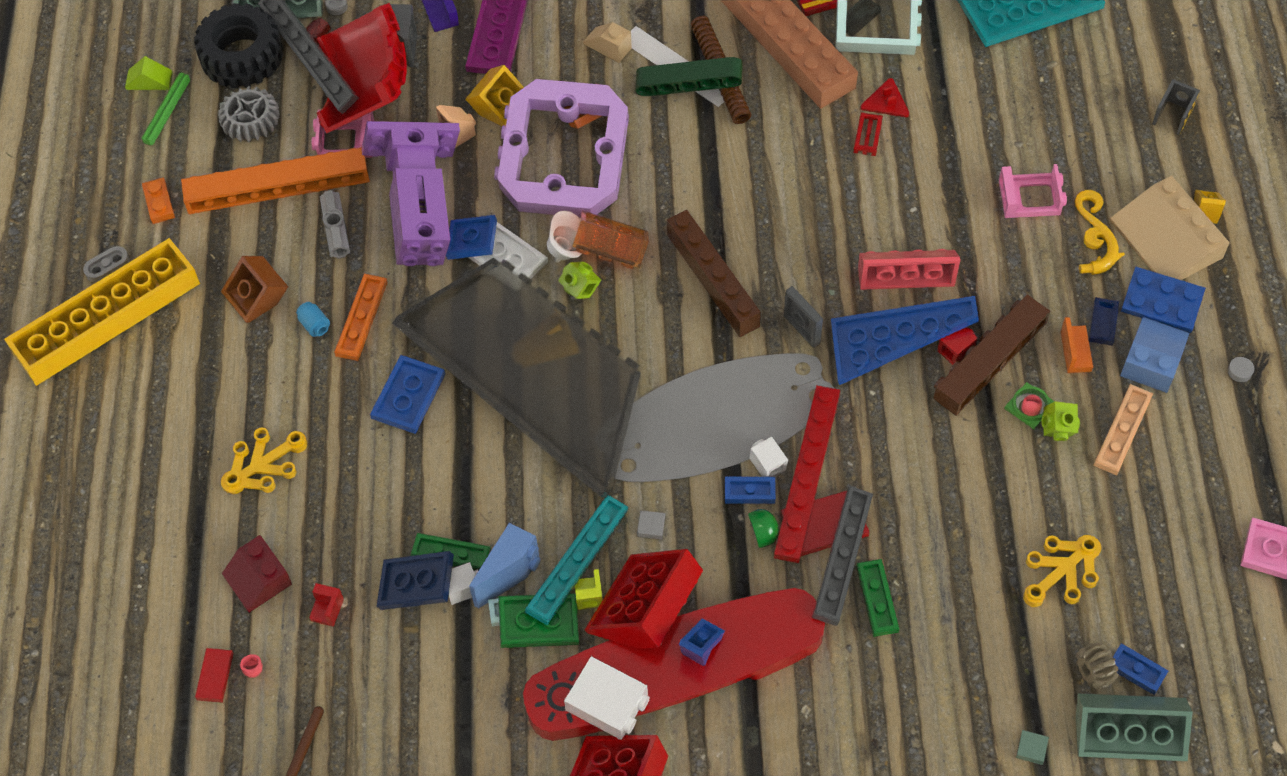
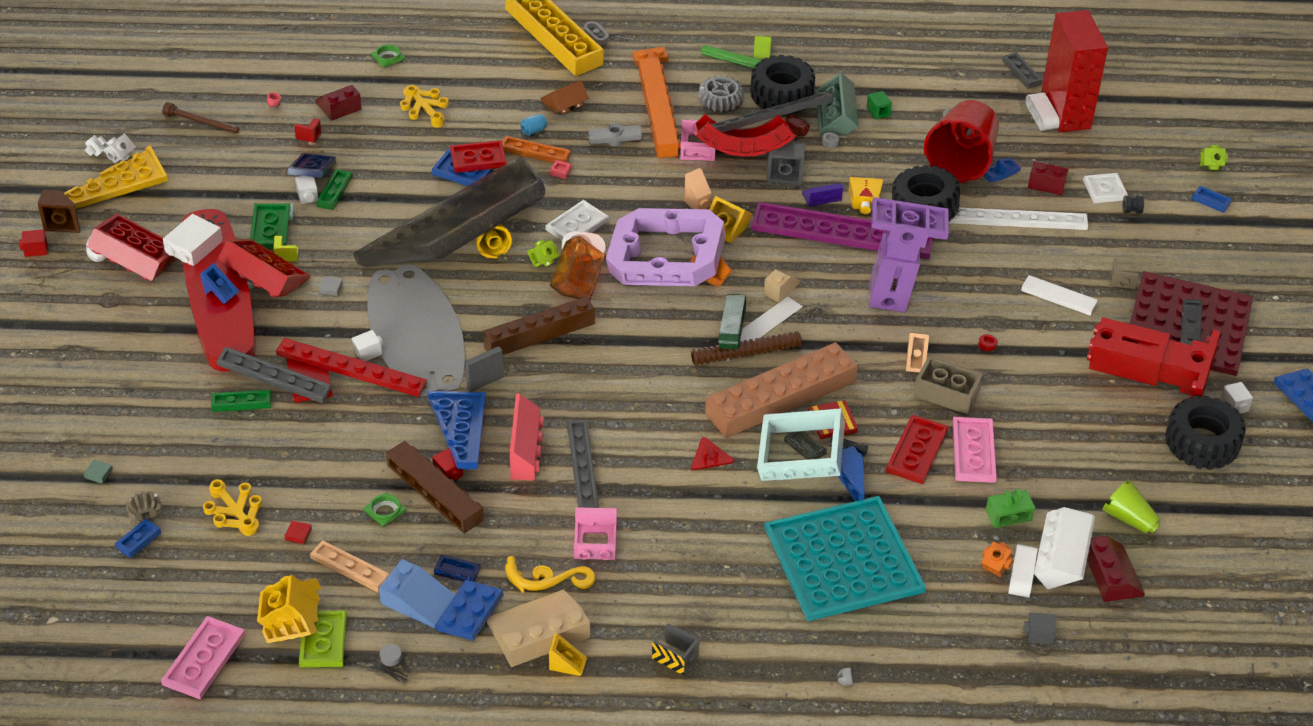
camera: 90 degrees right, 15 degrees down
(135, 516) = (387, 49): none -> bright green piece
(214, 675) = (269, 85): red tile -> none
(389, 373) = (478, 156): none -> red tile
(400, 283) = (560, 169): none -> coral tile
(416, 186) = (627, 164): medium lavender brick -> none
(471, 237) = (593, 201): blue tile -> none
(506, 565) = (311, 203): medium blue slope -> none
(576, 560) = (311, 244): teal tile -> none
(750, 490) = (343, 336): blue plate -> none
(764, 527) = (308, 333): green hair -> none
(866, 148) = (672, 441): red tile -> none
(925, 215) = (582, 464): none -> dark grey tile
(1031, 405) = (382, 503): coral hinge -> none
(1060, 420) = (360, 516): lime brick -> none
(1076, 347) = (432, 541): orange panel -> none
(1085, 492) = (298, 532): none -> red tile
(1133, 727) = (94, 526): sand green slope -> none
(1213, 473) = (289, 609): none -> yellow slope
(1234, 440) = (326, 645): none -> lime tile

